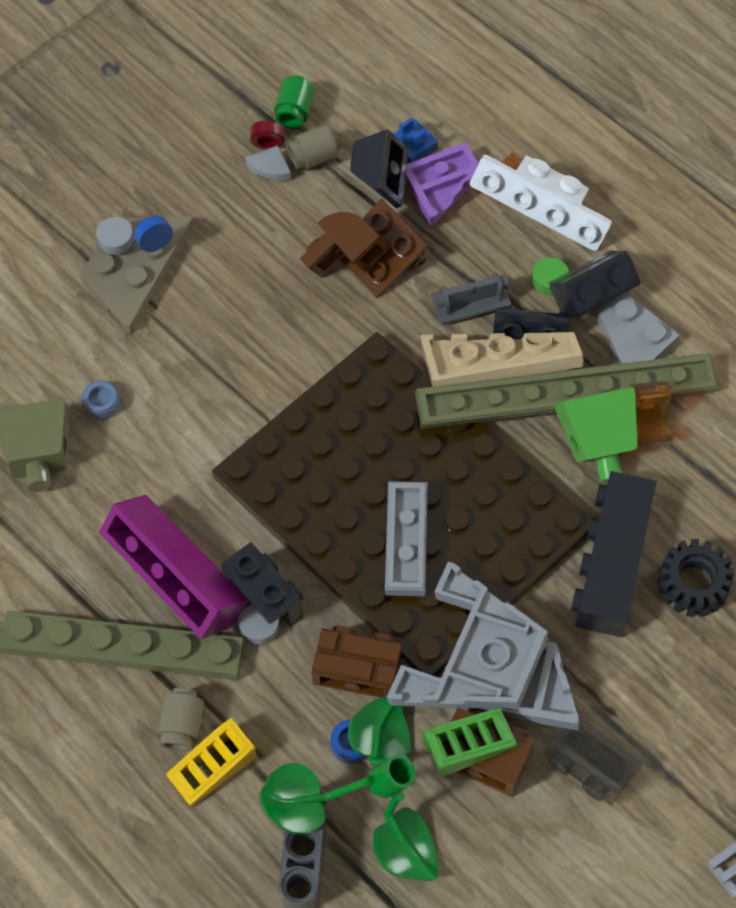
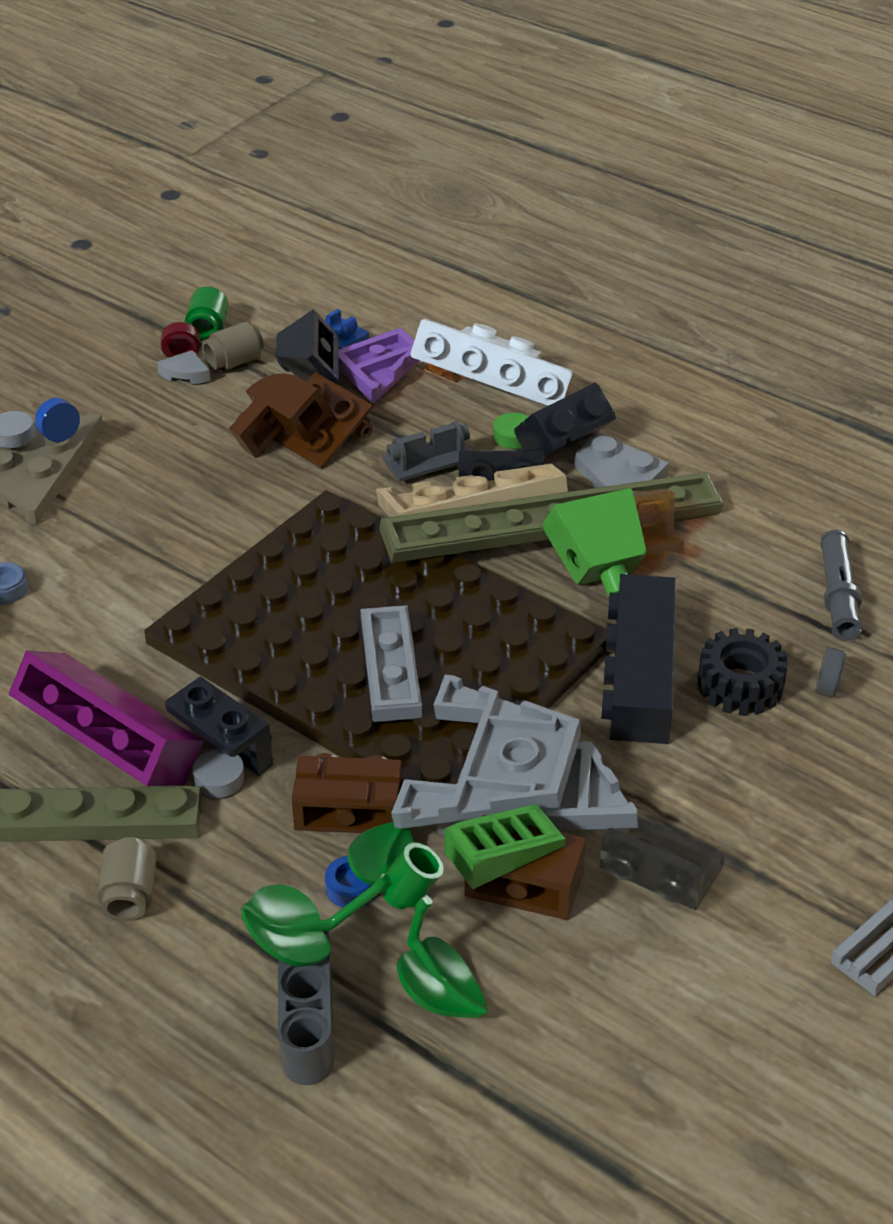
camera: 10 degrees left, 20 degrees down
(215, 741) = (191, 891): yellow slope -> none

